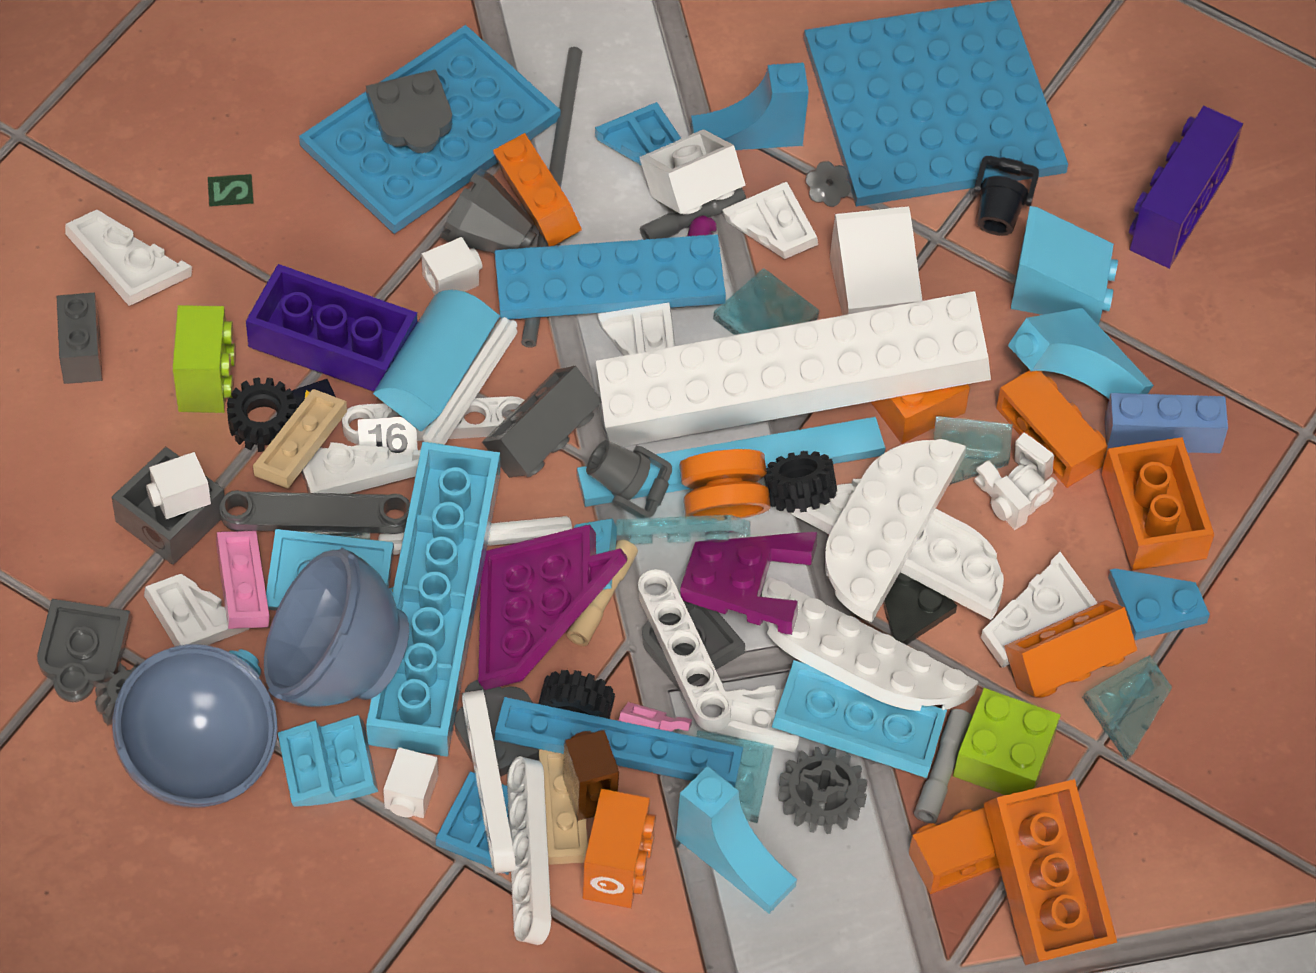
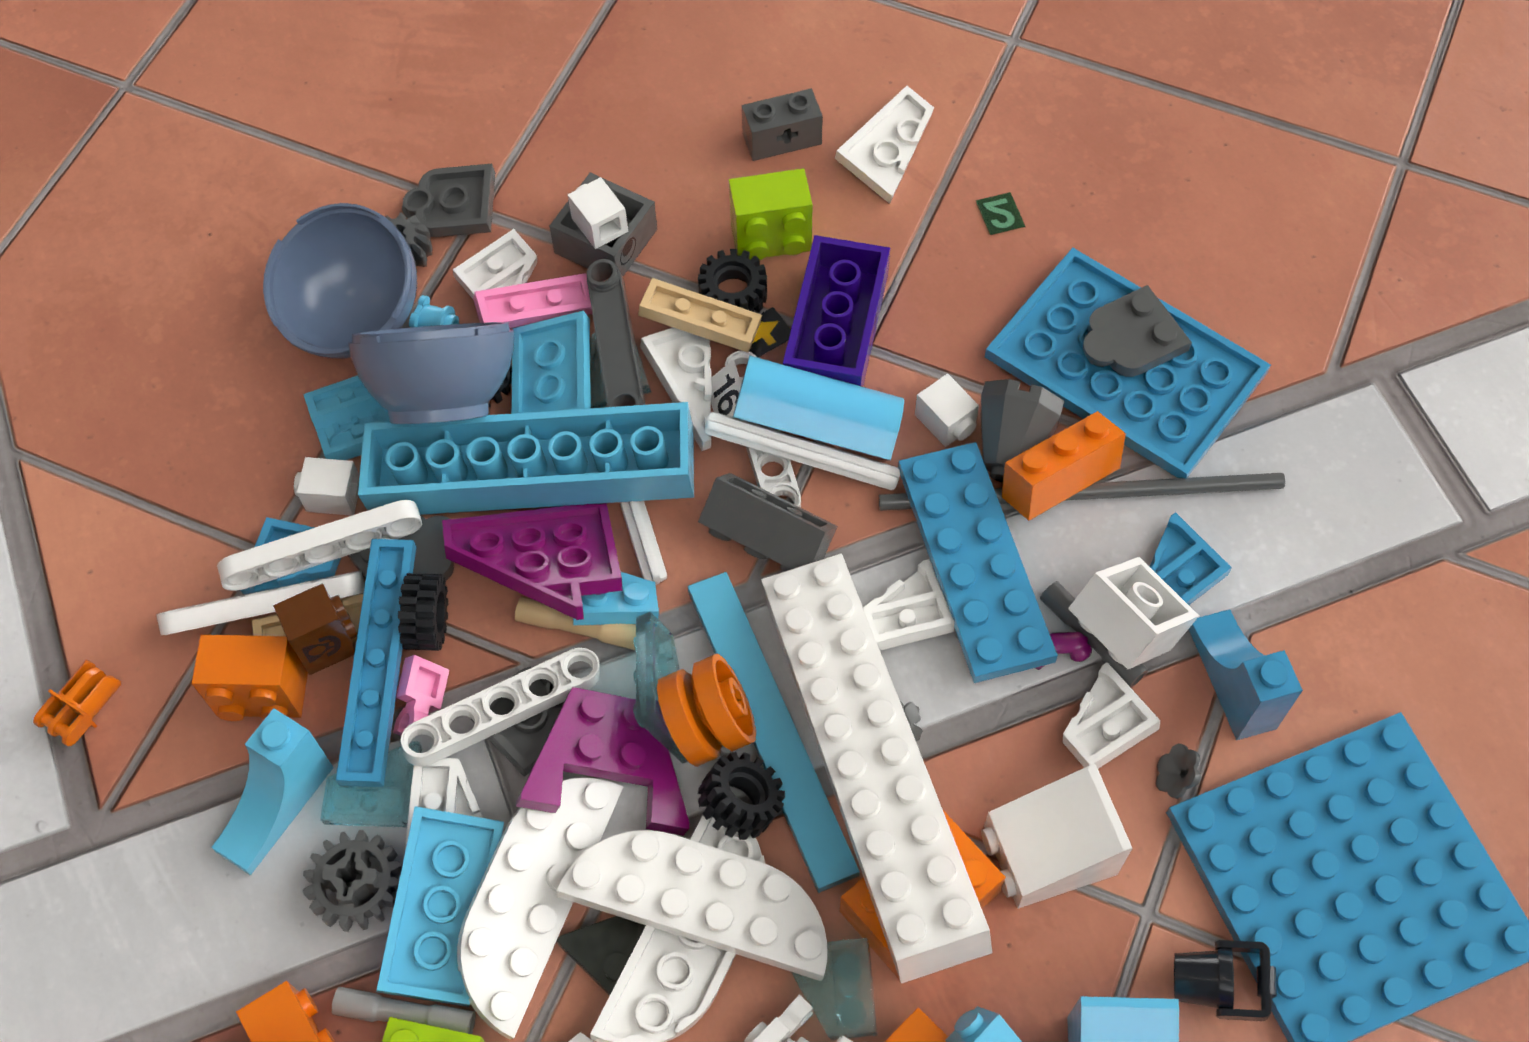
camera: 85 degrees right, 5 degrees up
(625, 473) = (707, 604): dark grey piece -> none
(764, 305) = (979, 734): clear light blue tile -> none

